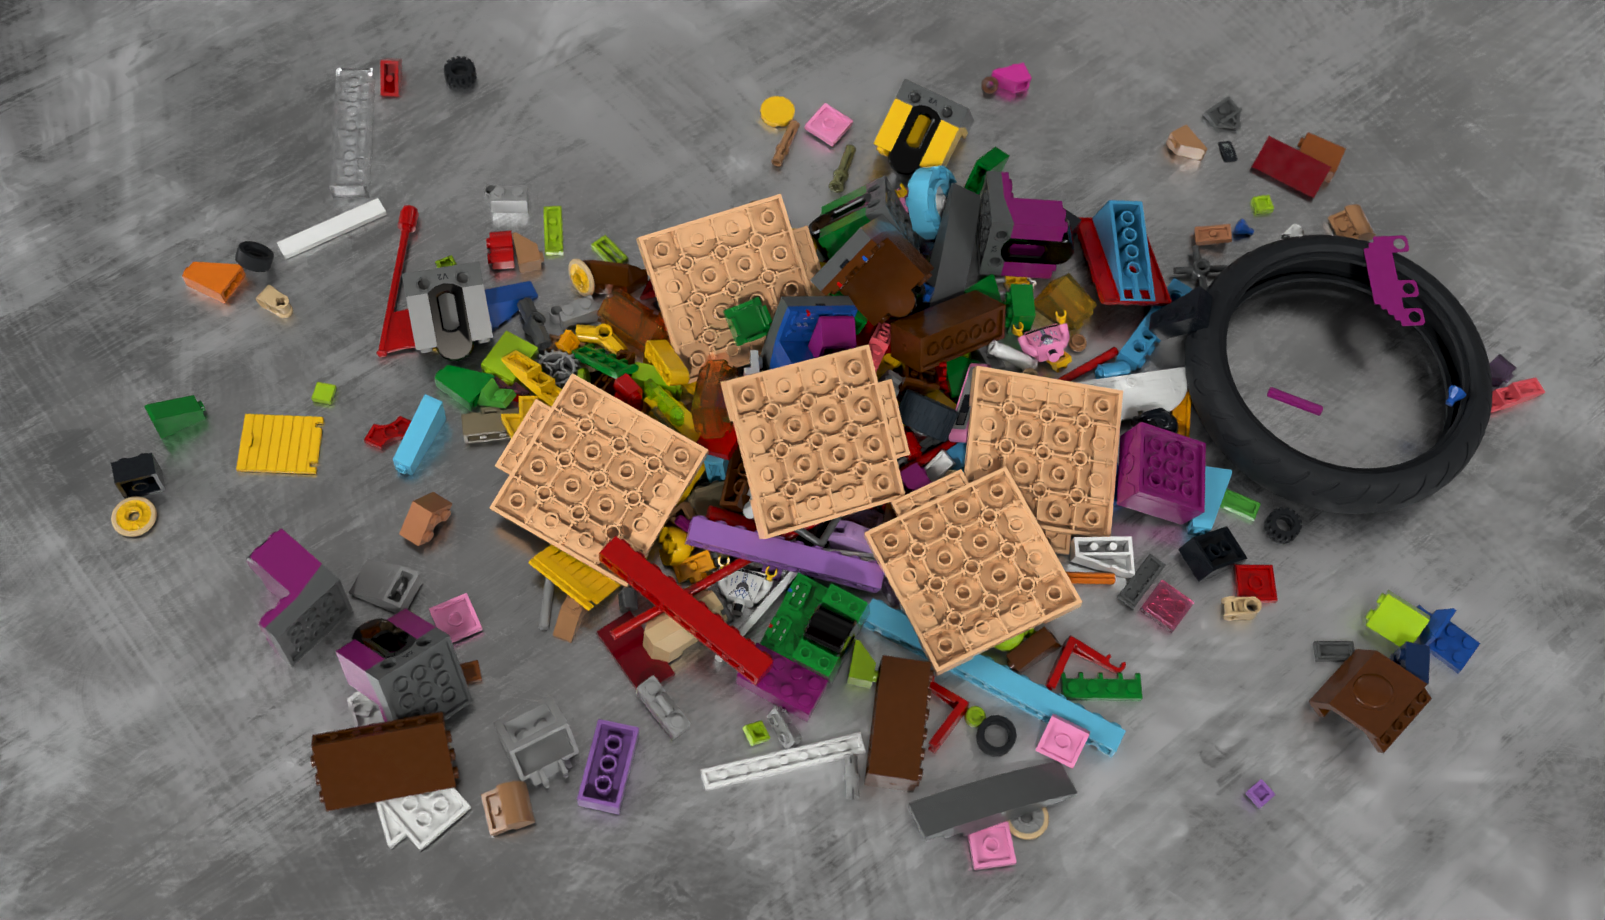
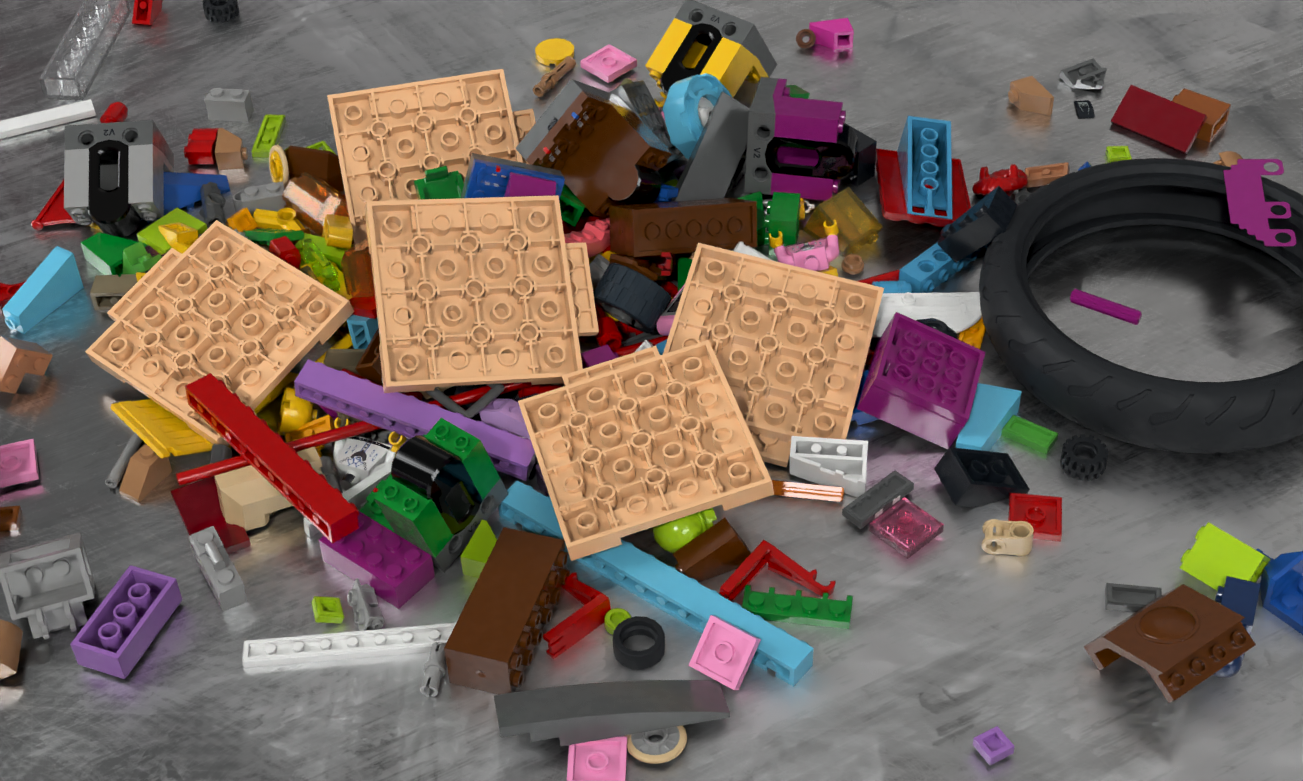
camera: 20 degrees right, 20 degrees down
(1179, 247) = (1007, 179): none -> red piece

